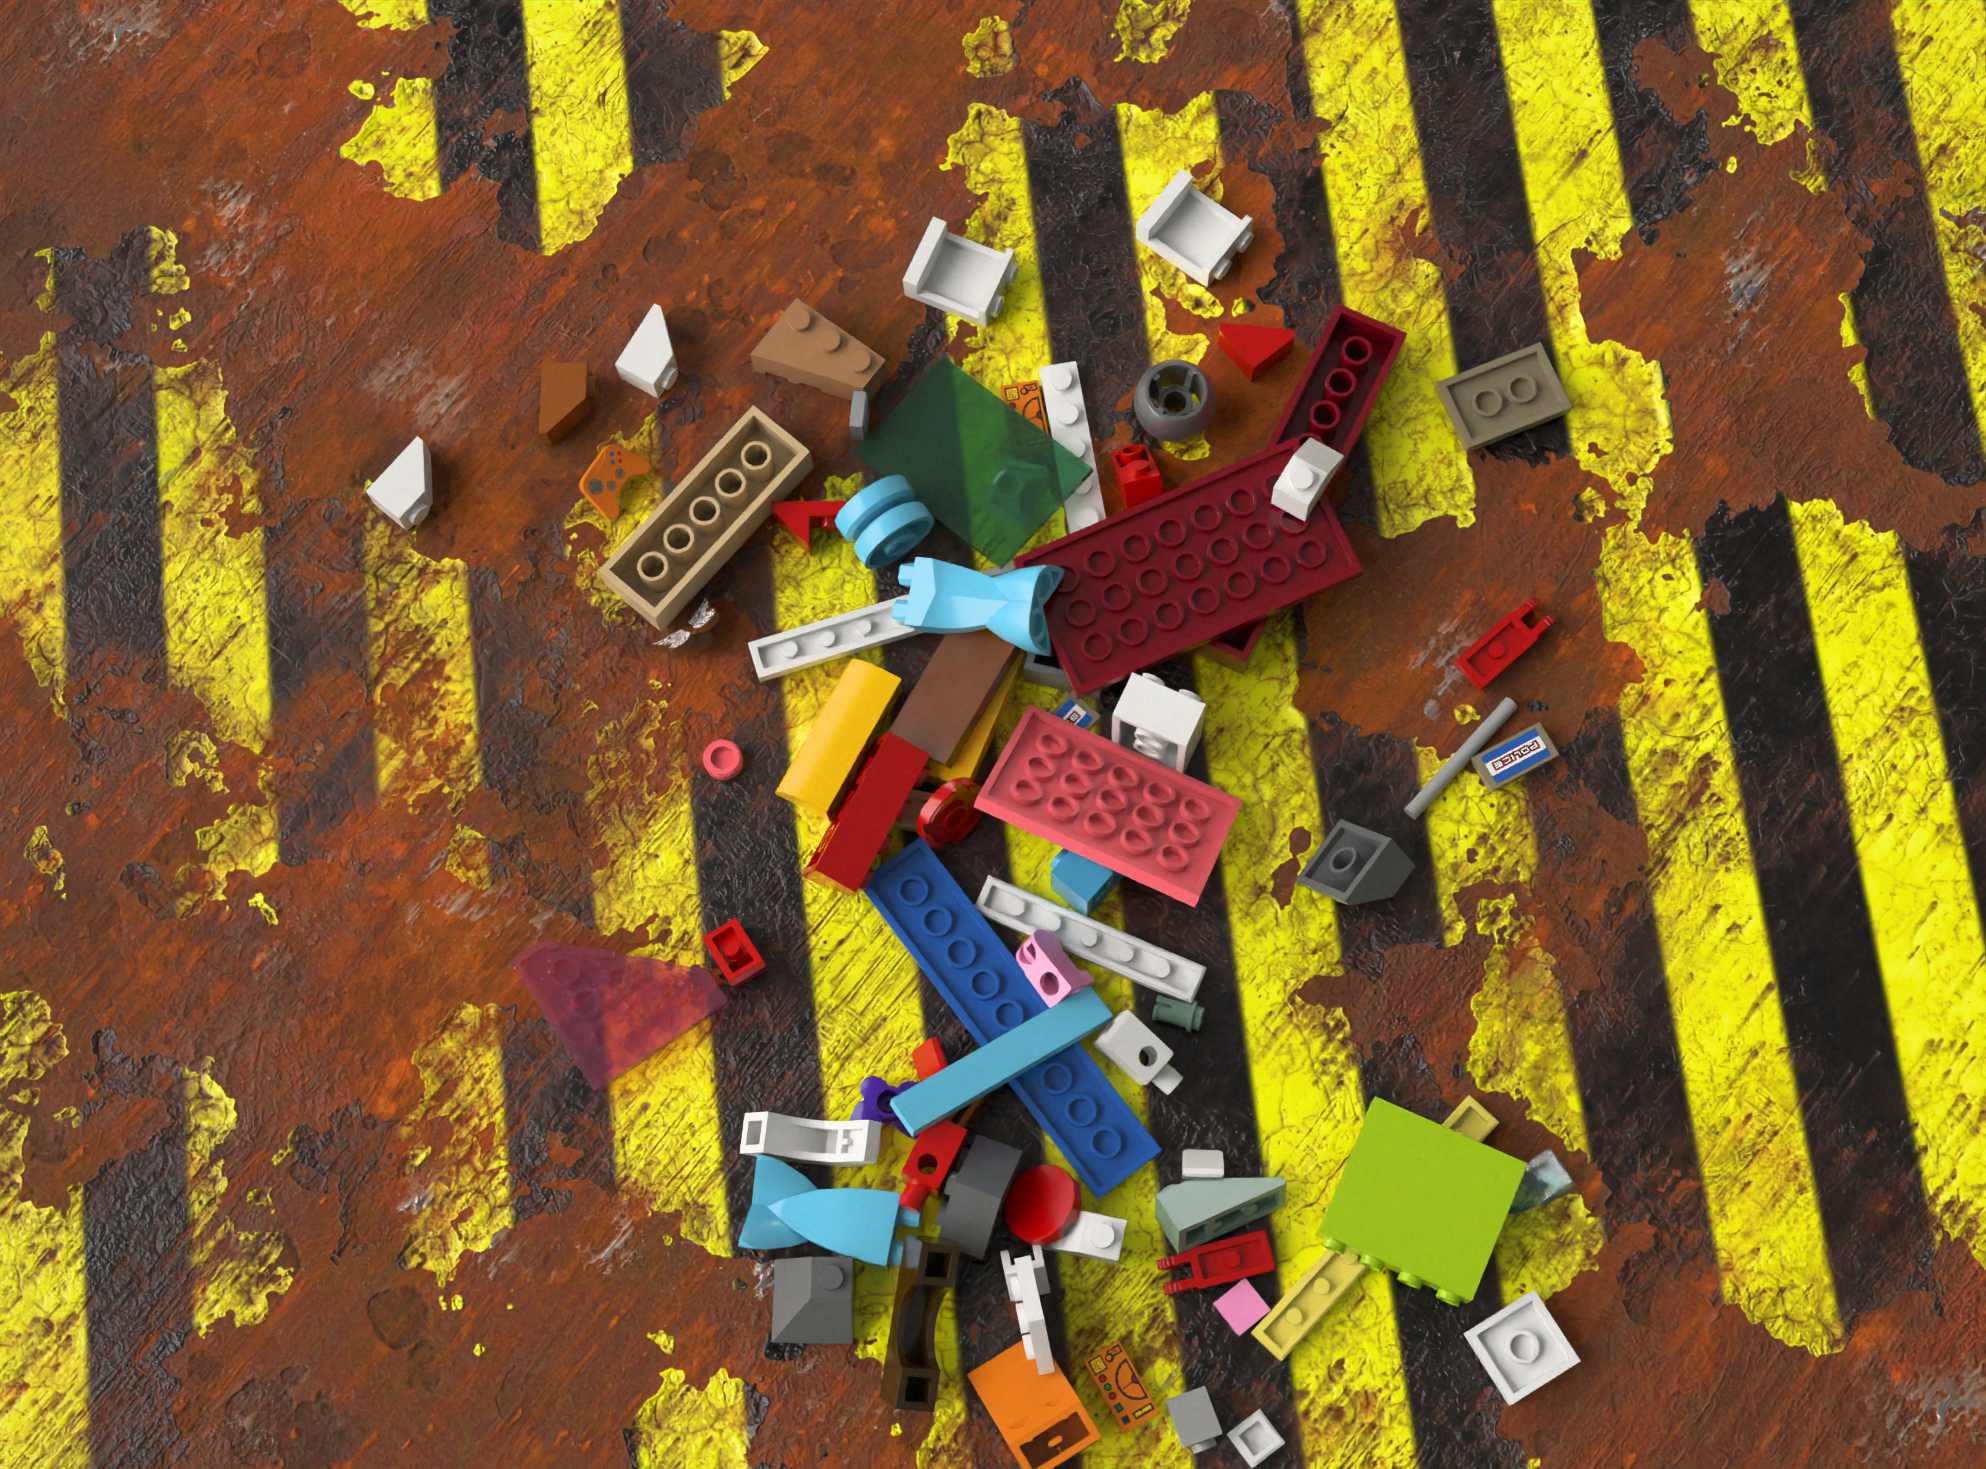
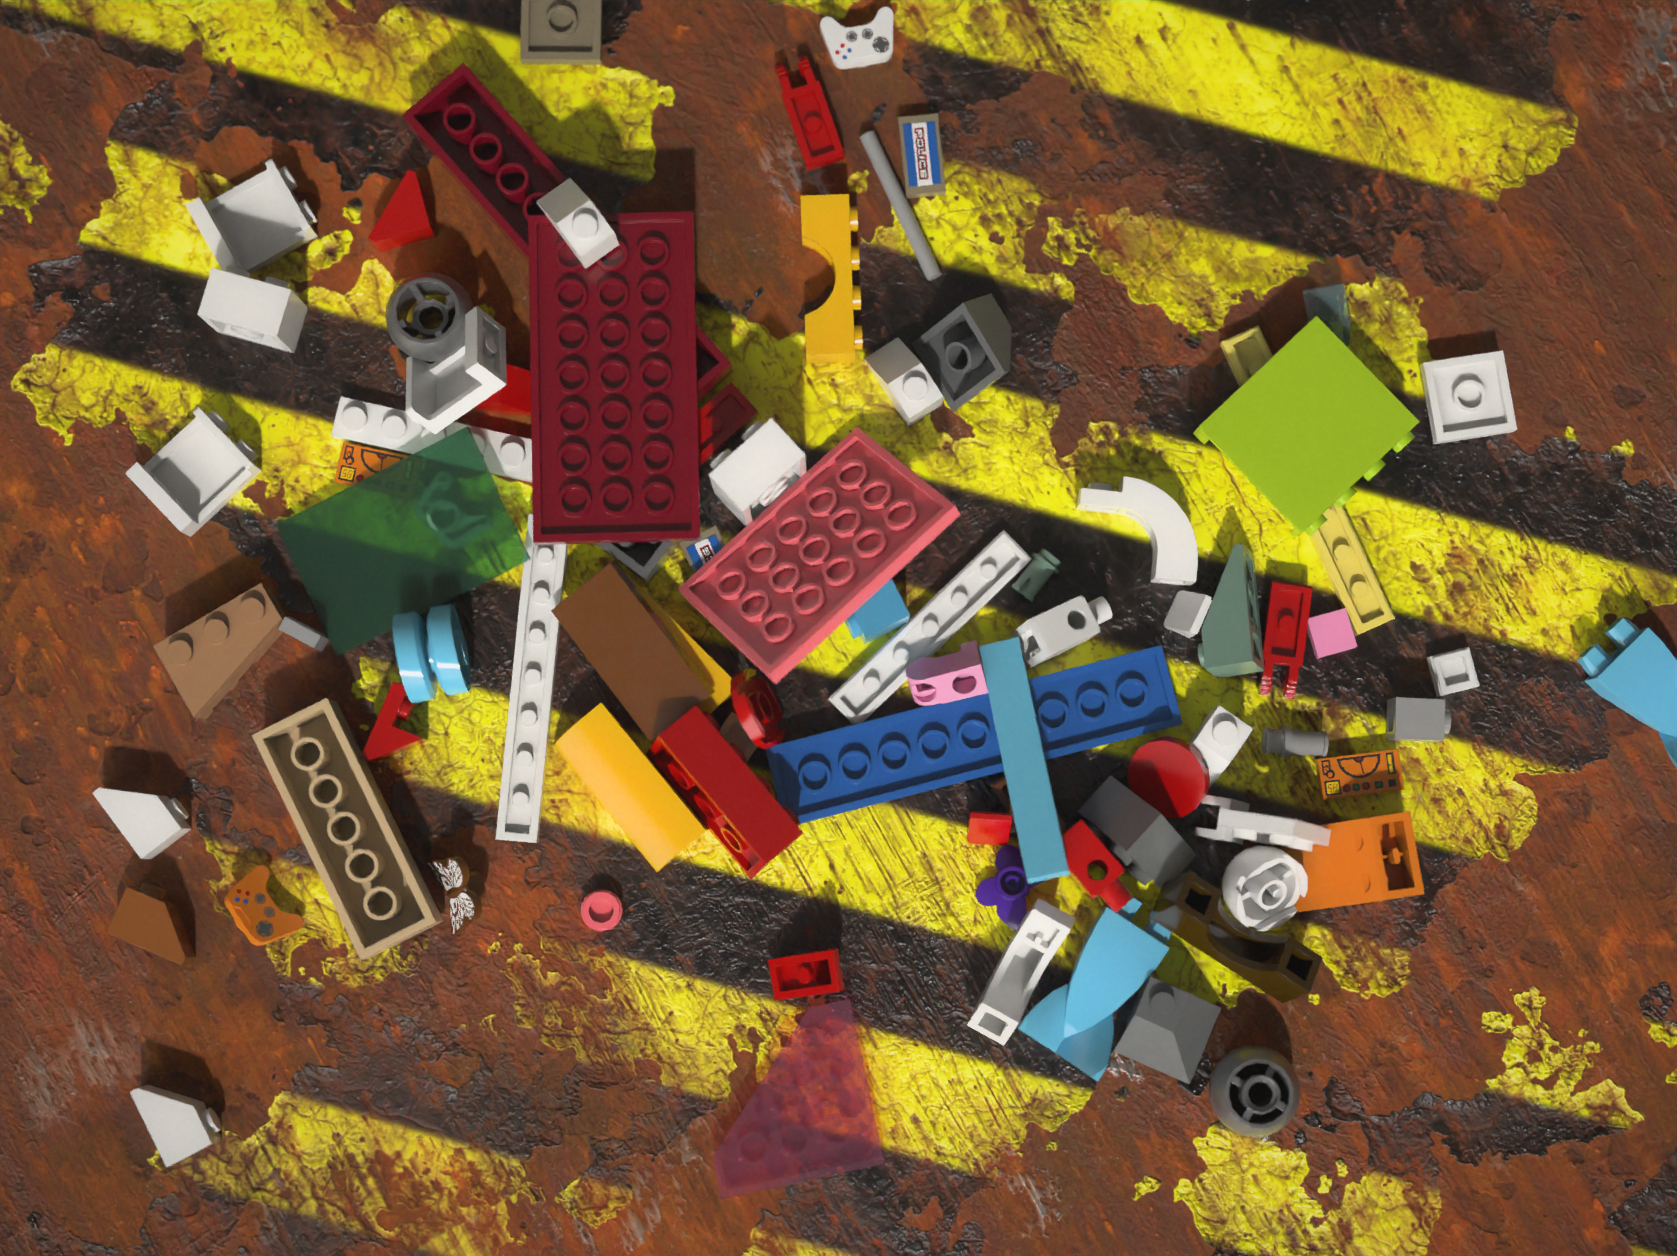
camera: 75 degrees left, 10 degrees up
(753, 1395) = (1279, 1103): none -> flat silver wheel
(961, 600) = (553, 605): medium azure hips -> none
(976, 1332) = (1263, 887): none -> white cylinder
(1118, 258) = (252, 308): none -> white brick
(1118, 439) = (454, 386): none -> white panel
(1125, 1312) = (1288, 741): none -> light grey pin
(1195, 676) = (722, 420): none -> red plate
(1263, 1122) = (1161, 518): none -> white arch
(1301, 825) = (904, 381): none -> white slope
(1320, 741) = (826, 229): none -> yellow arch
(1590, 663) = (860, 44): none -> white piece

